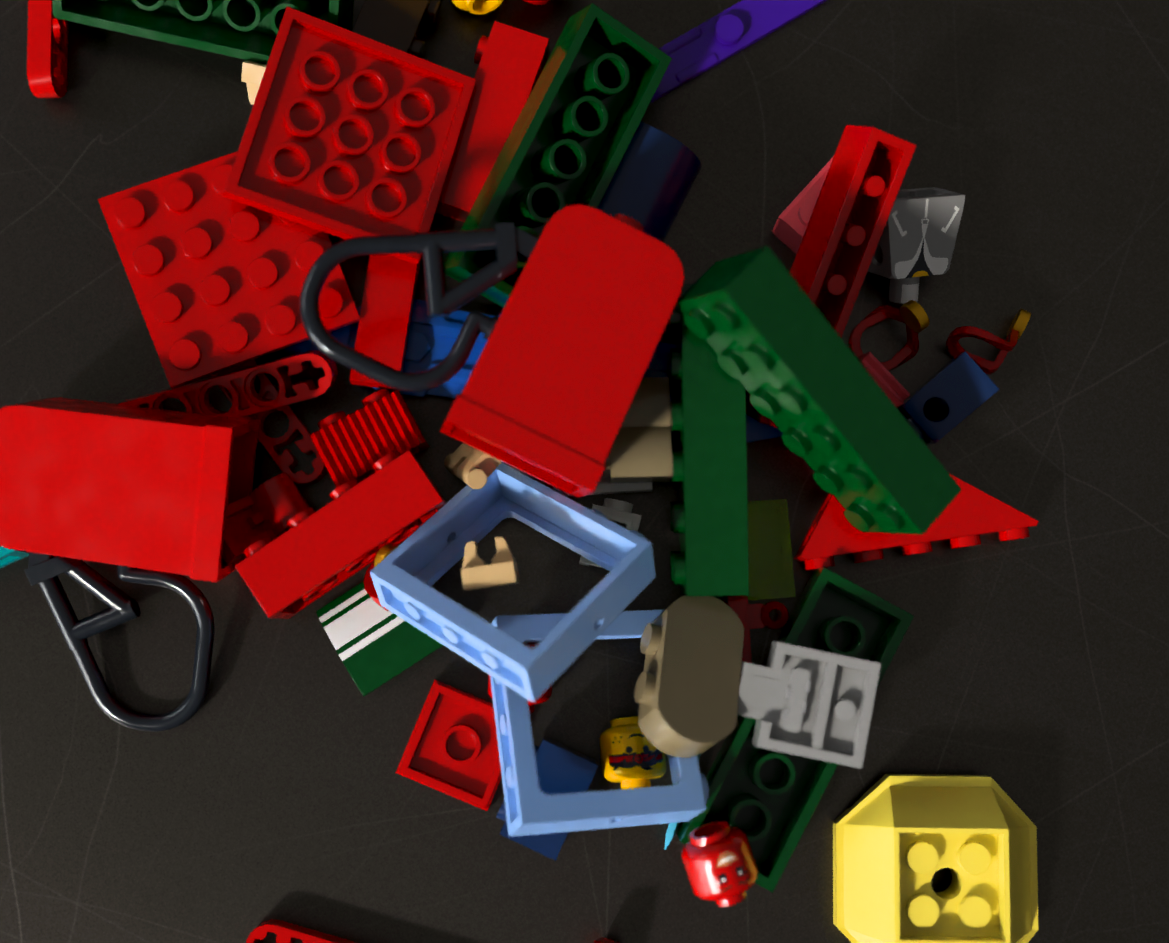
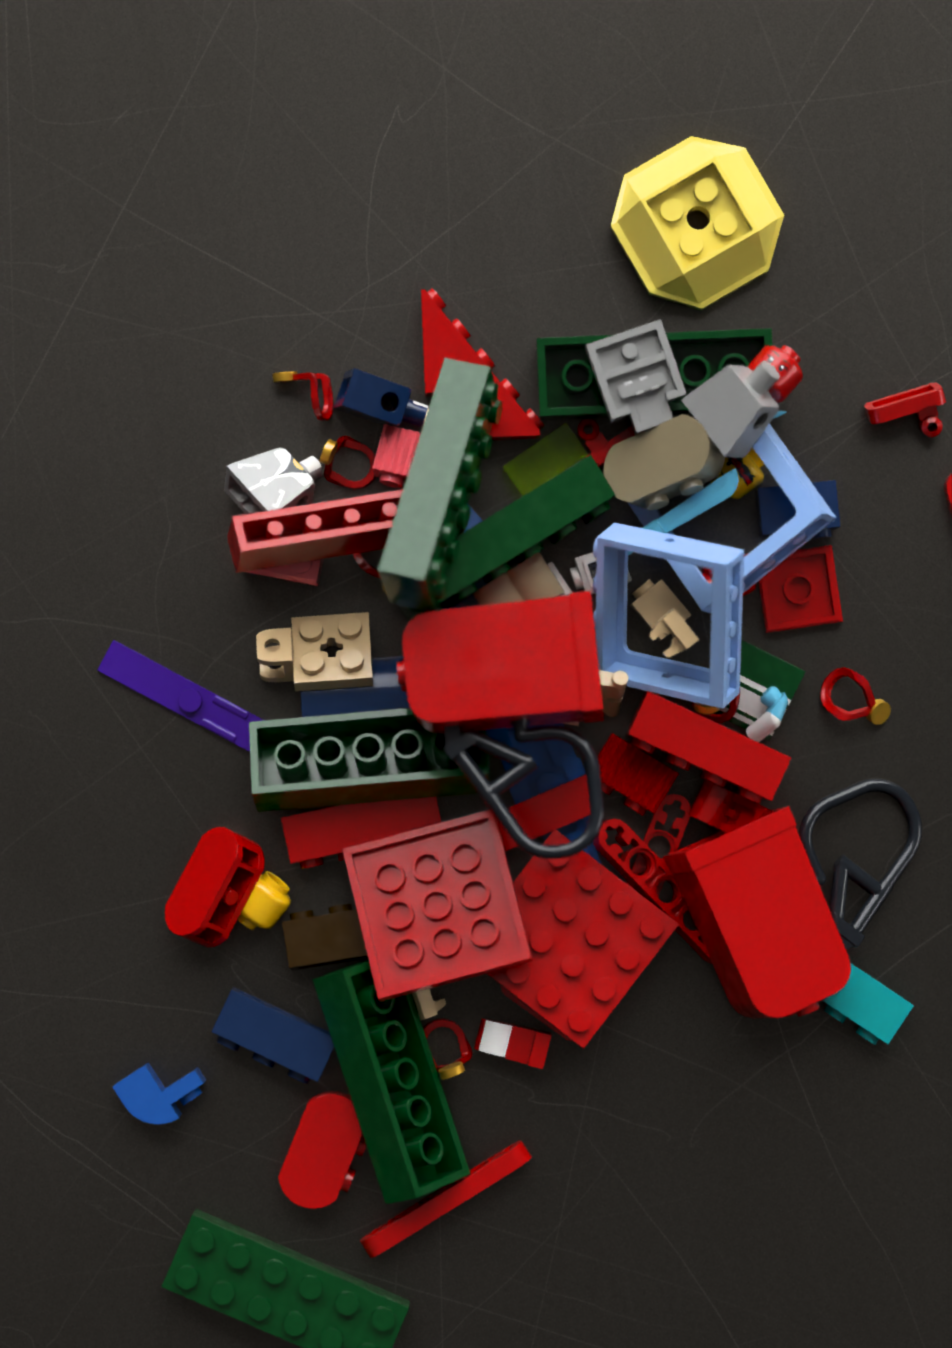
camera: 115 degrees left, 5 degrees up
(167, 146) = (513, 1042): none -> red leg
(172, 64) = (455, 1068): none -> red piece
(273, 748) = (877, 709): none -> red piece
(333, 626) = (772, 717): none -> arm
(539, 577) = (654, 602): none -> tan brick
(621, 687) = (696, 504): none -> medium azure piece
(707, 163) = (303, 654): none -> tan plate
(709, 795) = (735, 406): none -> light grey torso

